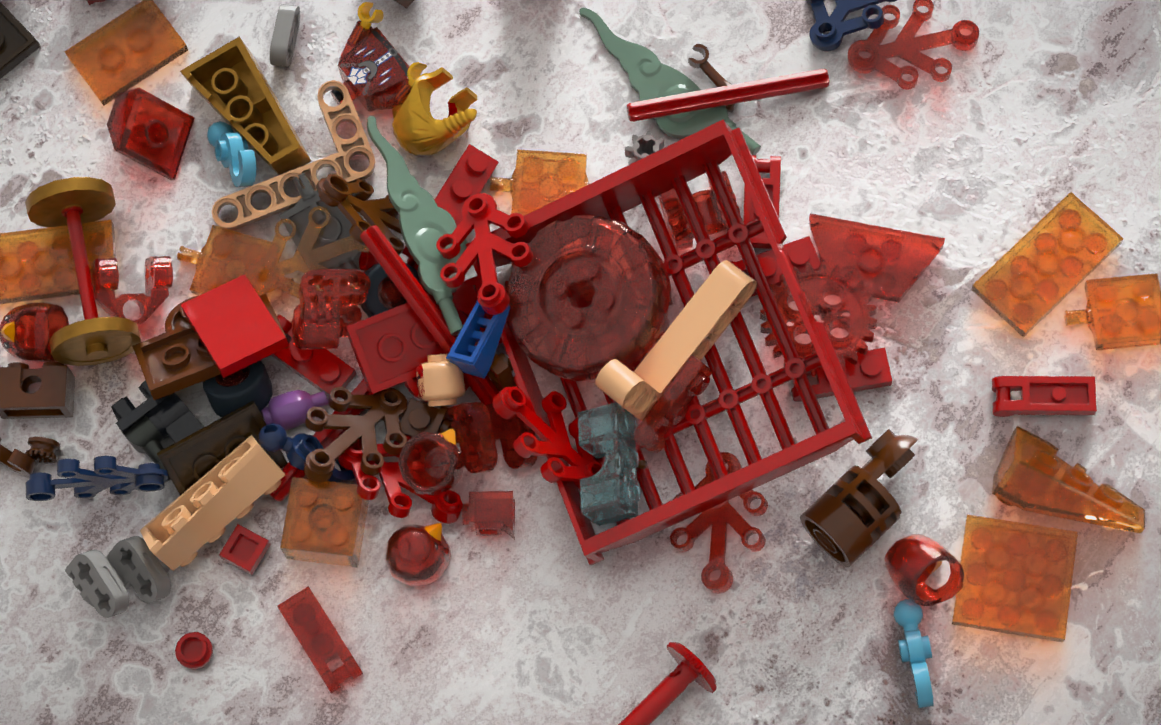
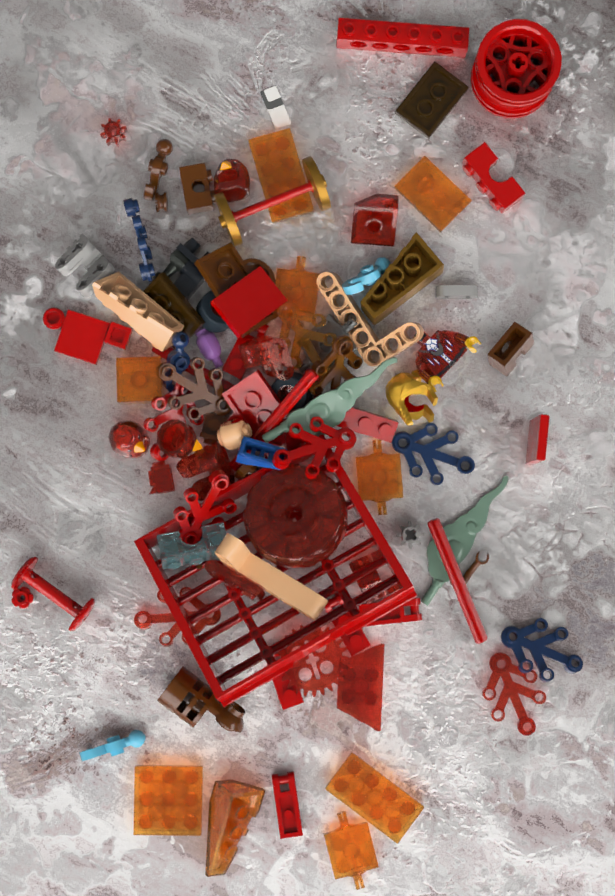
camera: 70 degrees right, 15 degrees up
(157, 282) = (258, 224): clear red piece -> none
(235, 609) = (82, 337): none -> red tile
(319, 638) = (70, 390): clear red plate -> none
(525, 110) = (429, 452): none -> dark blue plant
(914, 560) = (164, 738): clear red piece -> none

